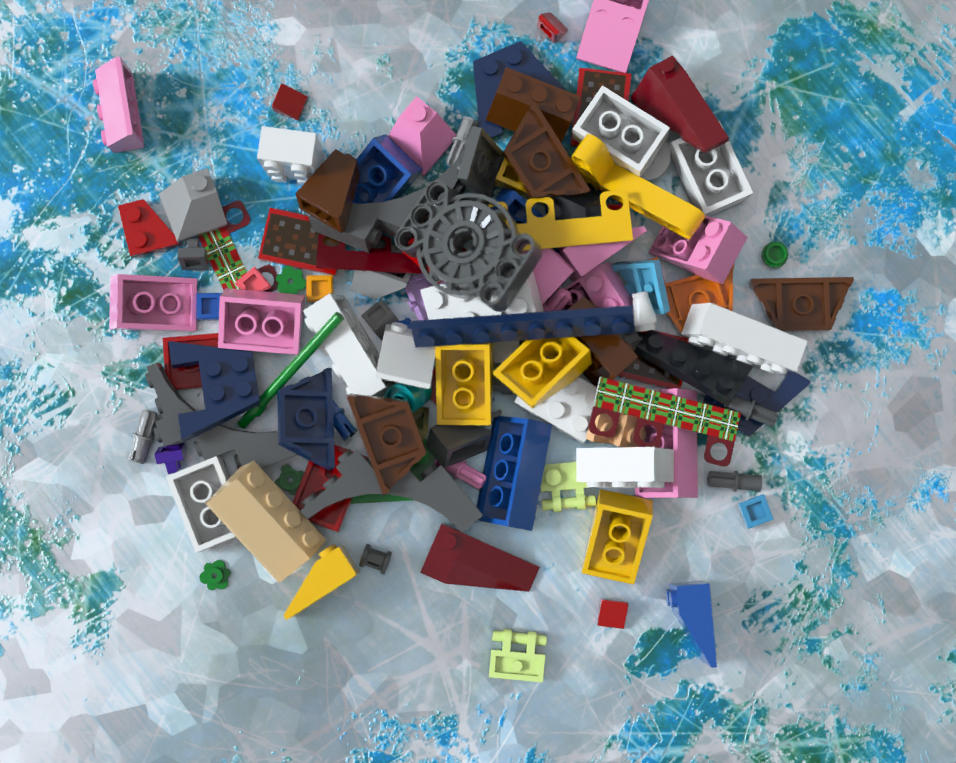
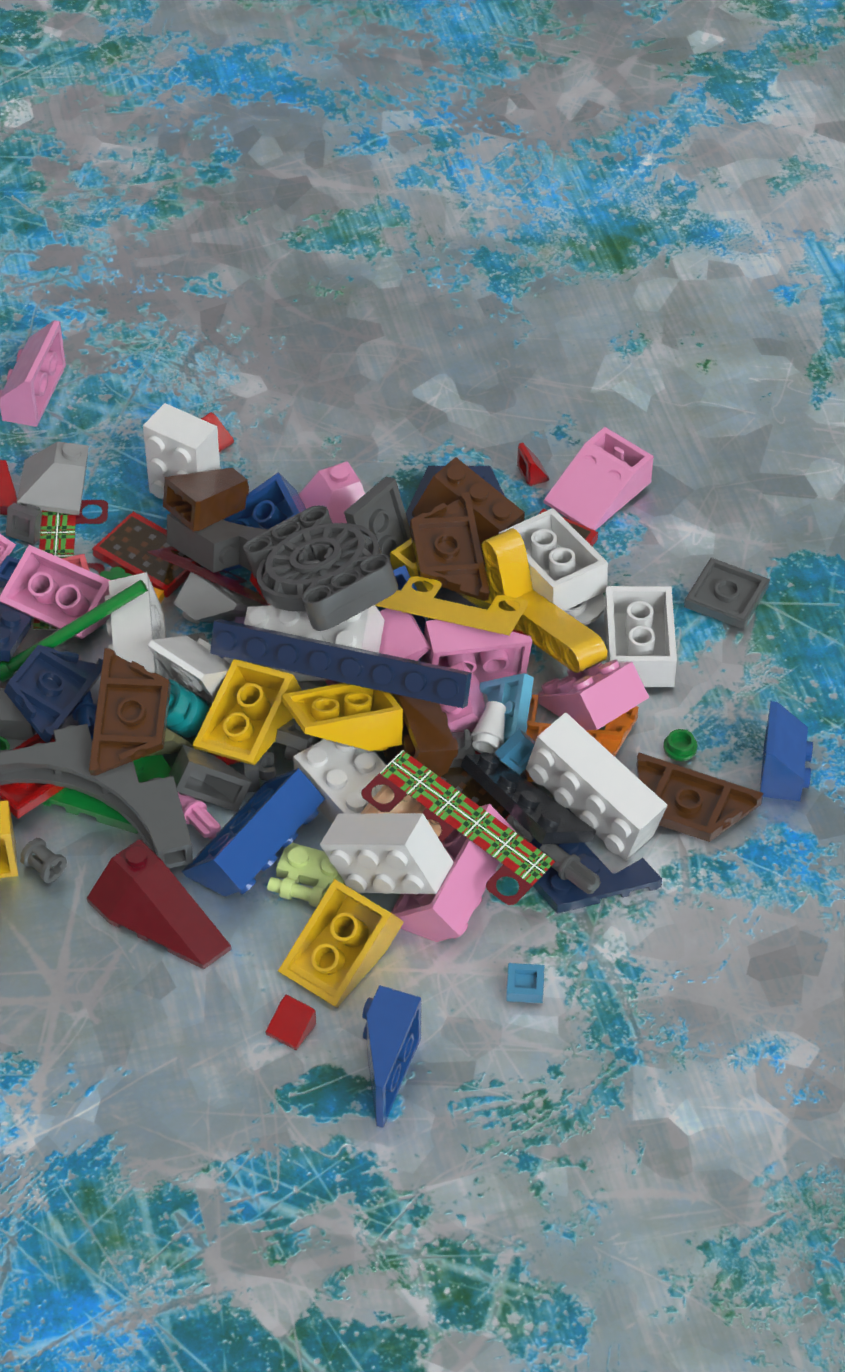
camera: 25 degrees right, 35 degrees down
(515, 664) = (144, 1030): yellowish green plate -> none
(670, 323) = (516, 751): none -> dark azure plate
(675, 101) = (634, 558): dark red wedge -> none
(734, 481) = (516, 944): dark grey axle -> none
(751, 93) = (727, 593): none -> dark grey plate
(856, 239) = (785, 755): none -> blue slope

